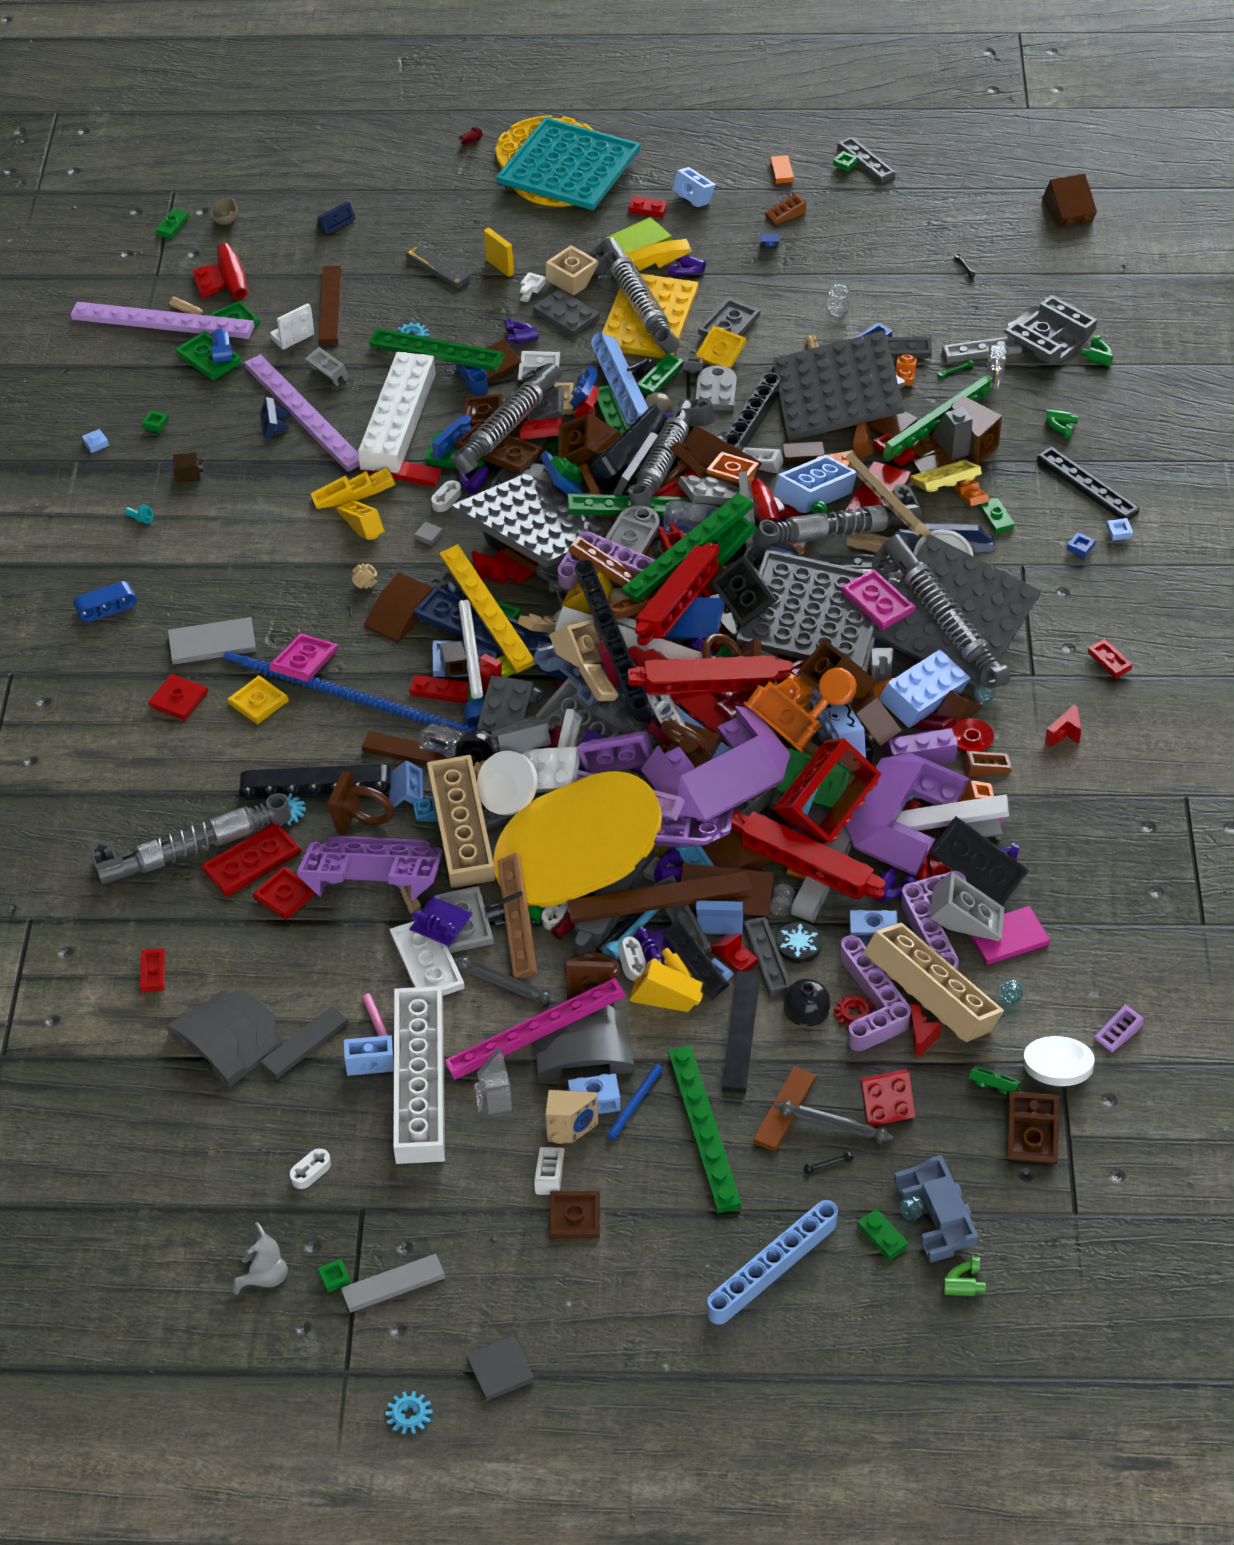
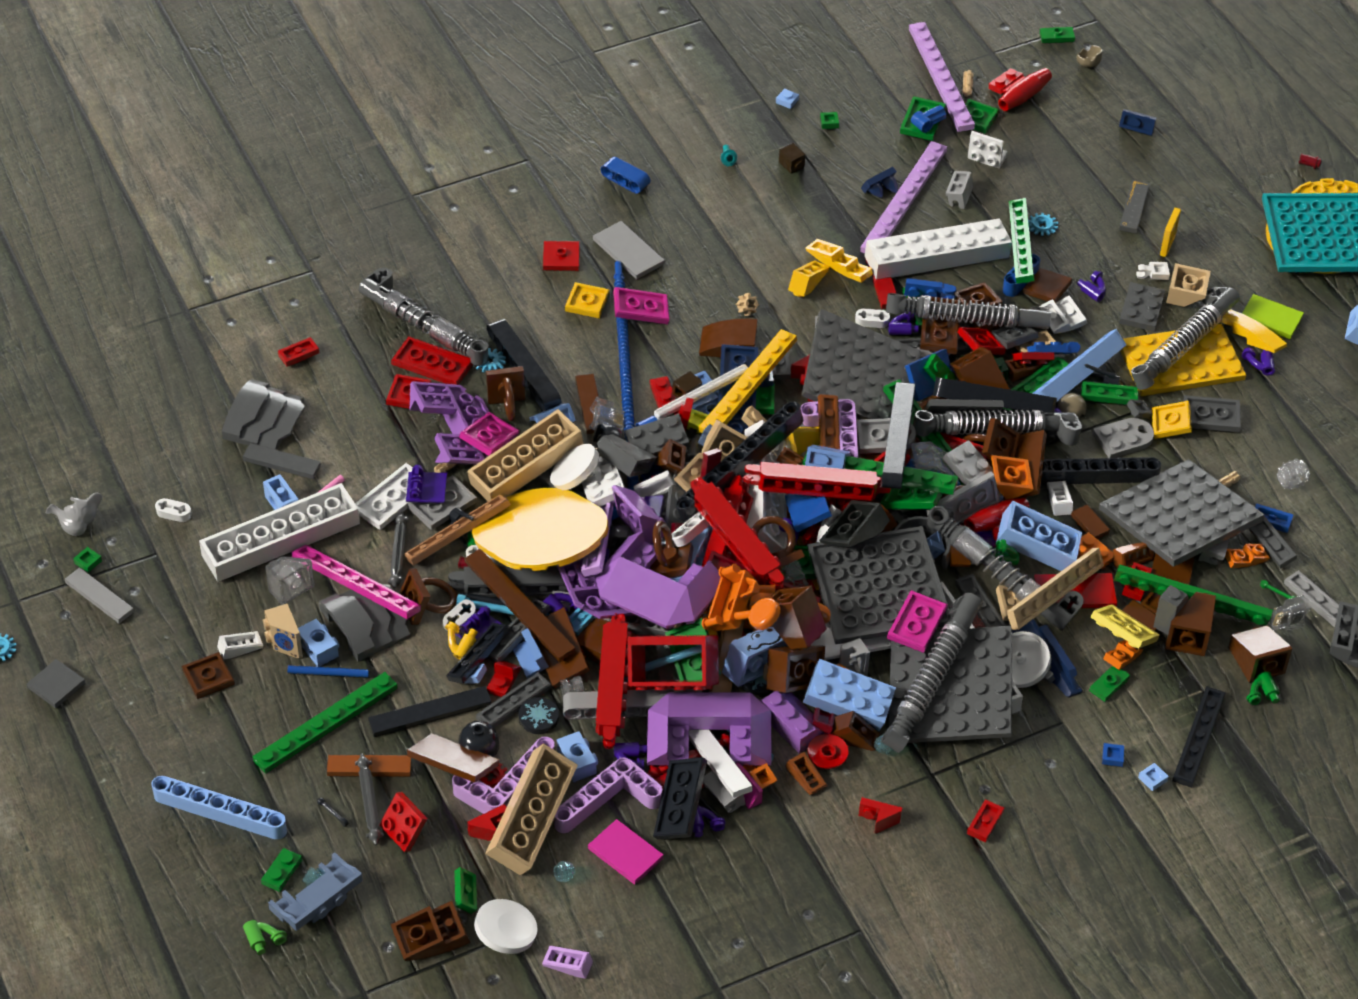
camera: 60 degrees right, 0 degrees up
(330, 305) = (1037, 162): reddish brown tile -> none
(401, 842) = (489, 434): none -> dark pink tile
(547, 702) = (672, 457): none -> reddish brown slope
(647, 206) = (1318, 306): red plate -> none
(650, 575) = (826, 457): none -> medium blue panel
(658, 513) = (898, 435): none -> beam
(666, 988) = (439, 646): yellow slope -> none
(770, 240) = (1340, 401): blue plate -> none
(826, 1027) = (453, 758): none -> tile
(966, 909) = (621, 808): light grey slope -> none
(1024, 403) = (1260, 652): none -> reddish brown slope

